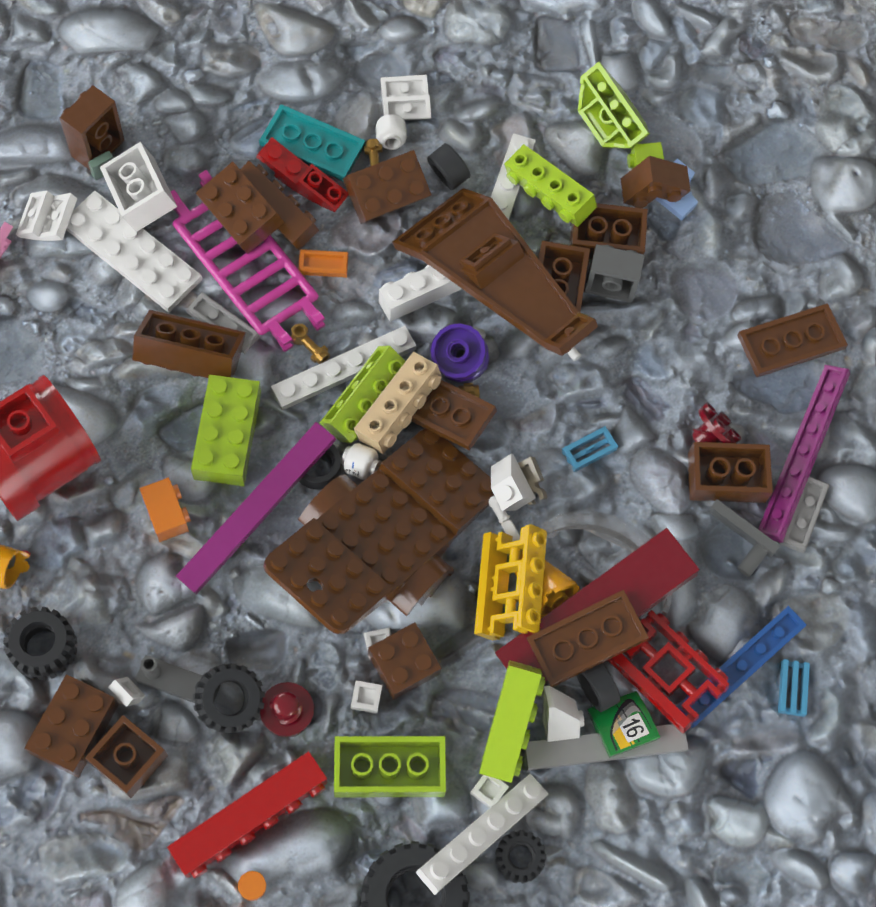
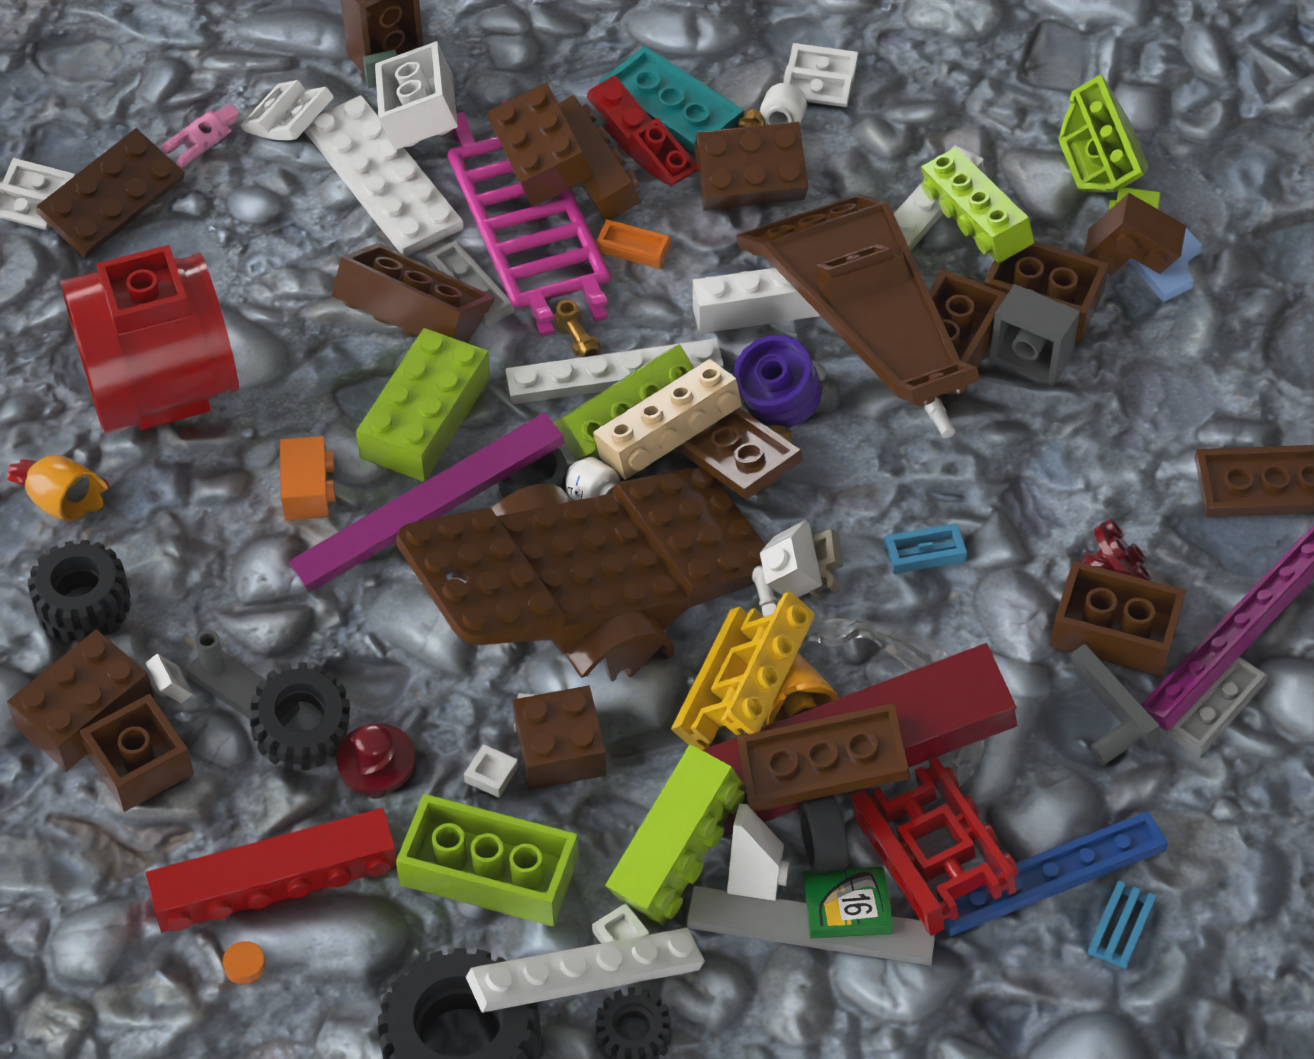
camera: 25 degrees right, 15 degrees down
(449, 166) = (846, 161): black tyre -> none

